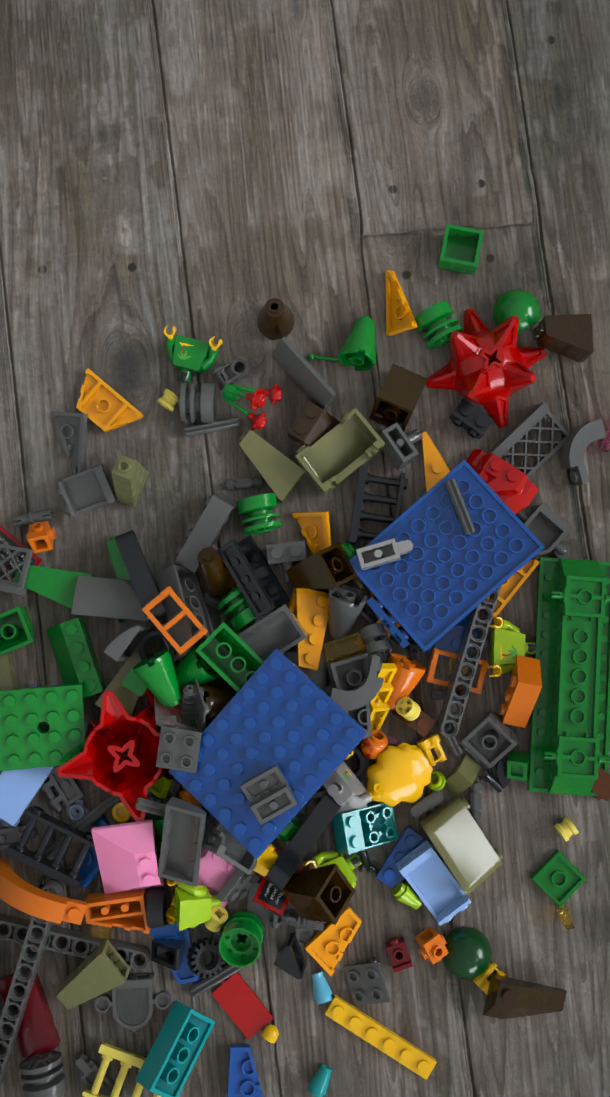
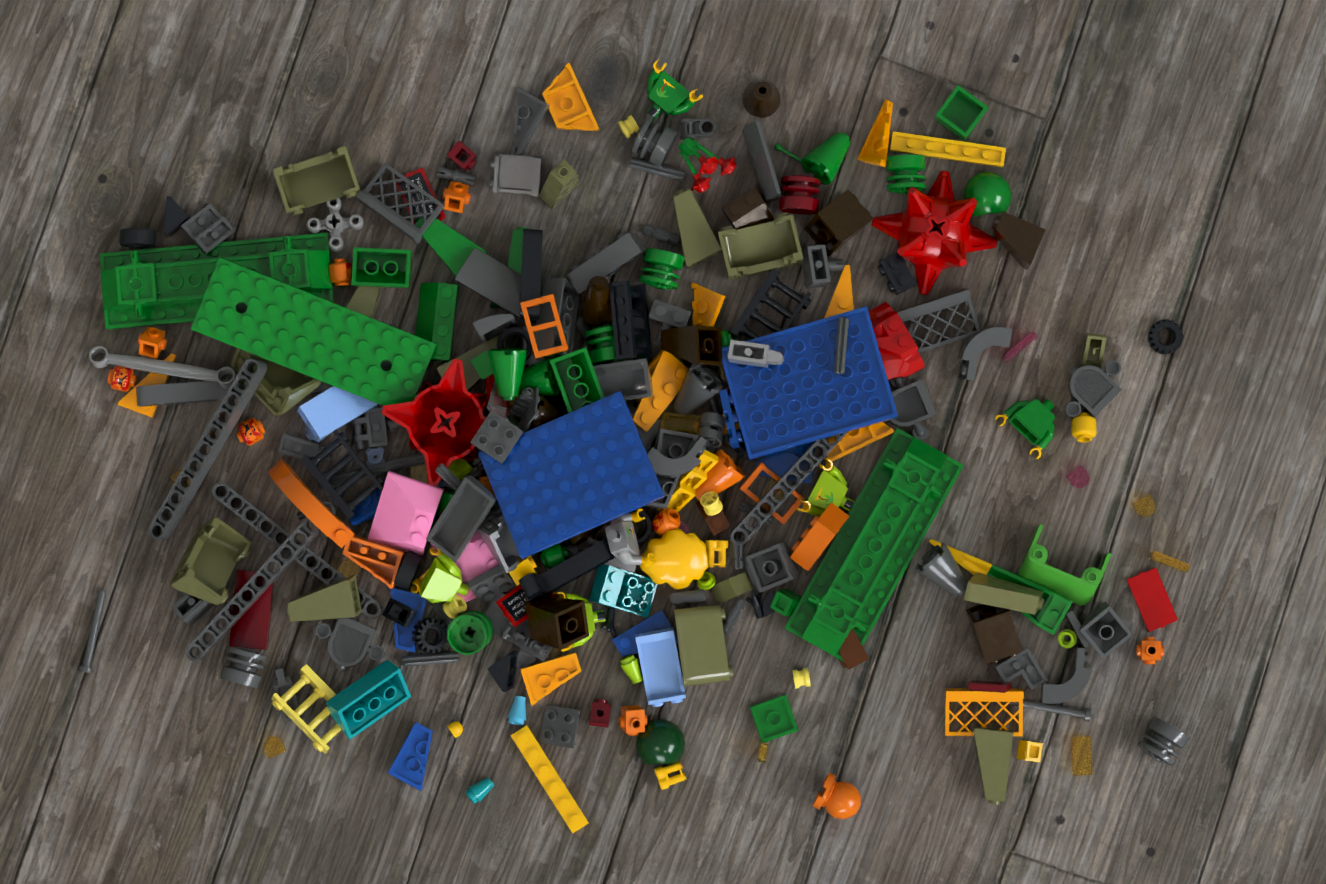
camera: 30 degrees right, 0 degrees up
(24, 494) = (459, 150): none -> dark red brick
(120, 812) = (416, 472): yellow tile -> none
(242, 1005) = (441, 694): red piece -> none
(268, 794) = (556, 507): dark grey slope -> none
(350, 384) = (799, 195): none -> dark red wheel
(463, 287) = (947, 149): none -> yellow plate
(520, 998) = (686, 802): dark brown wedge -> none

